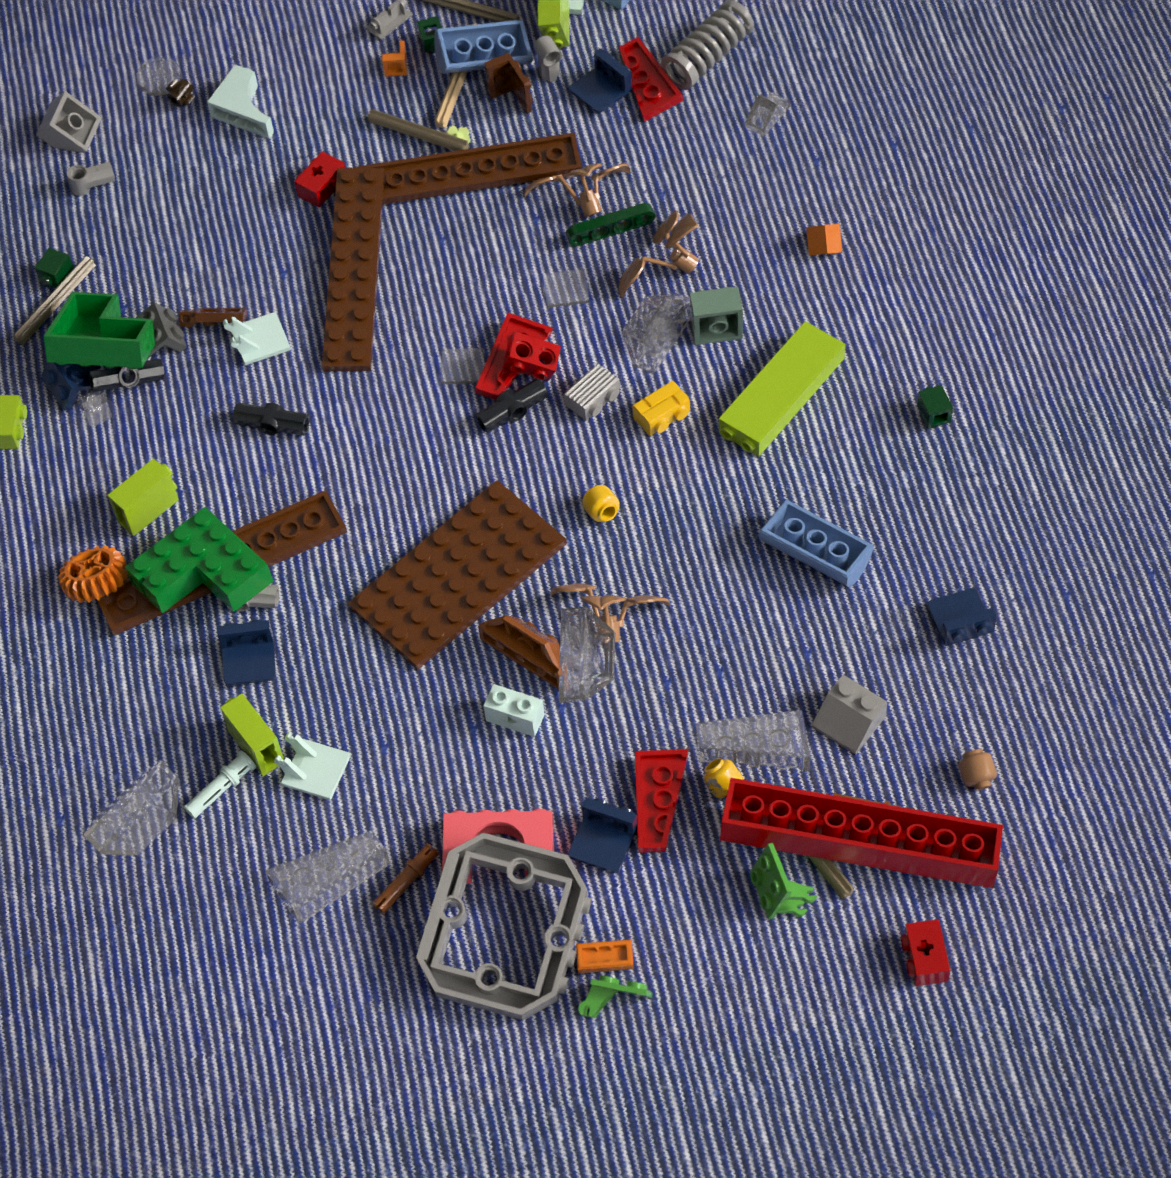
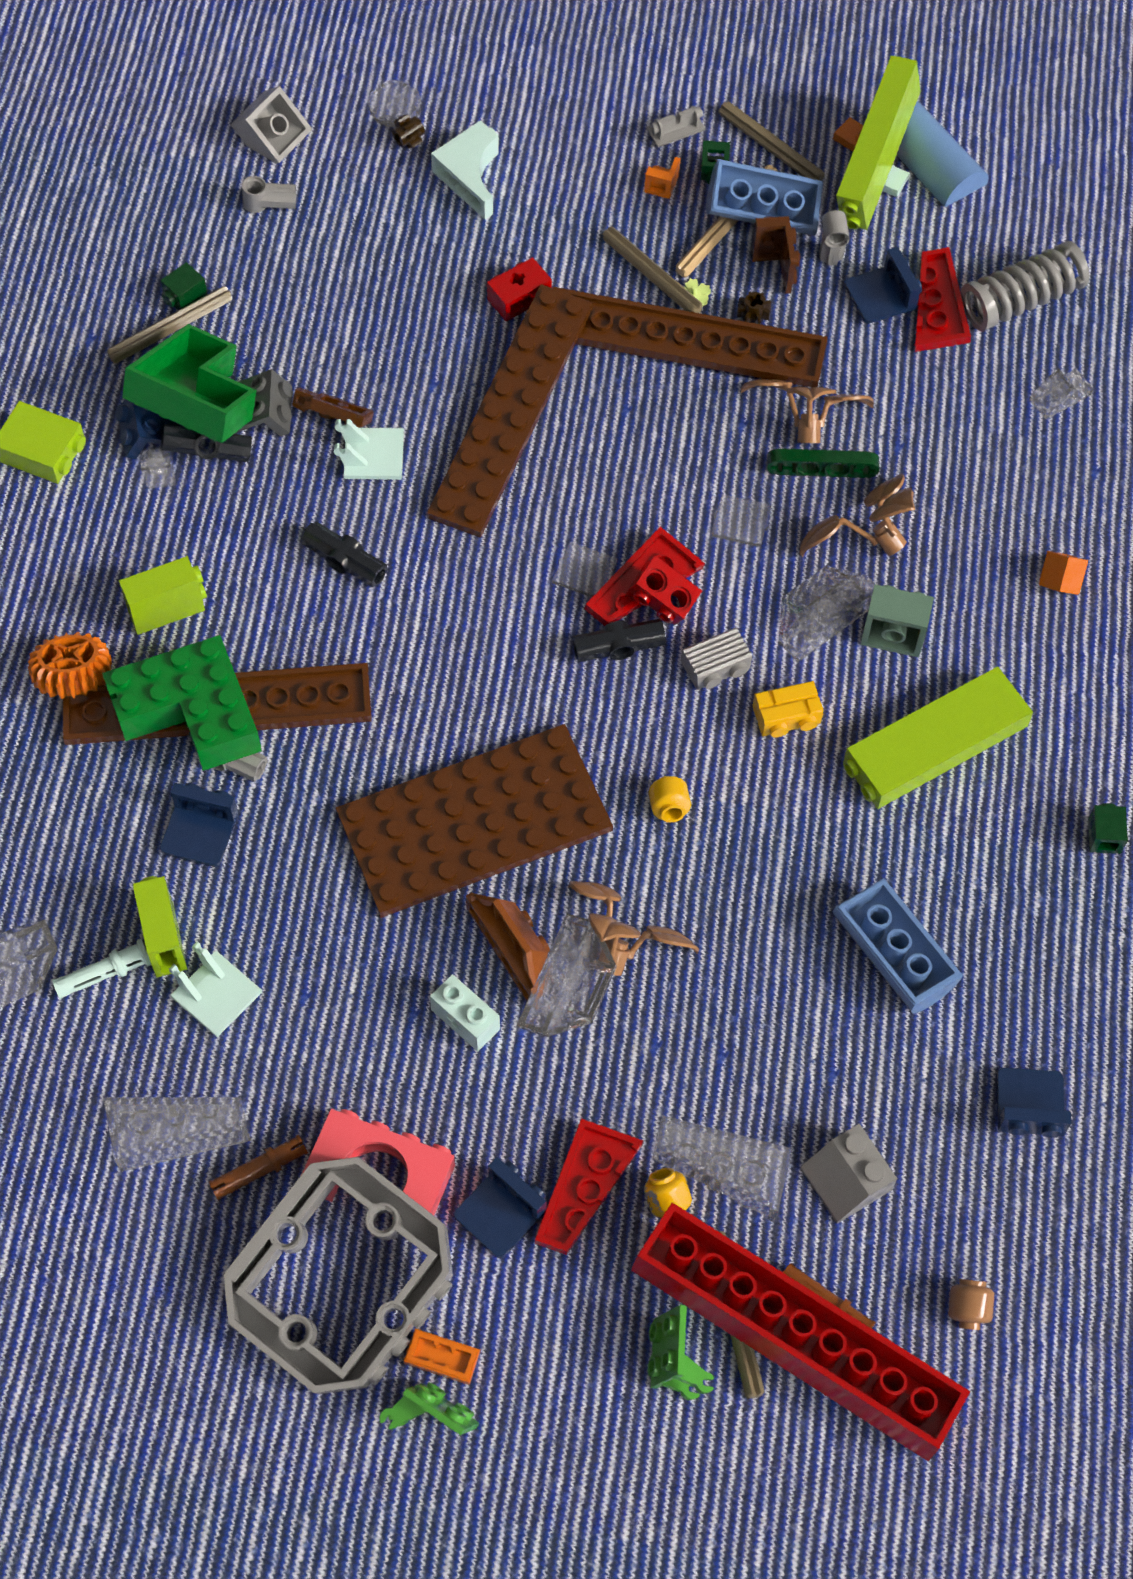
camera: 15 degrees right, 5 degrees up
(508, 130) = (754, 308): none -> dark brown gear
(925, 937) = (826, 1492): red brick -> none

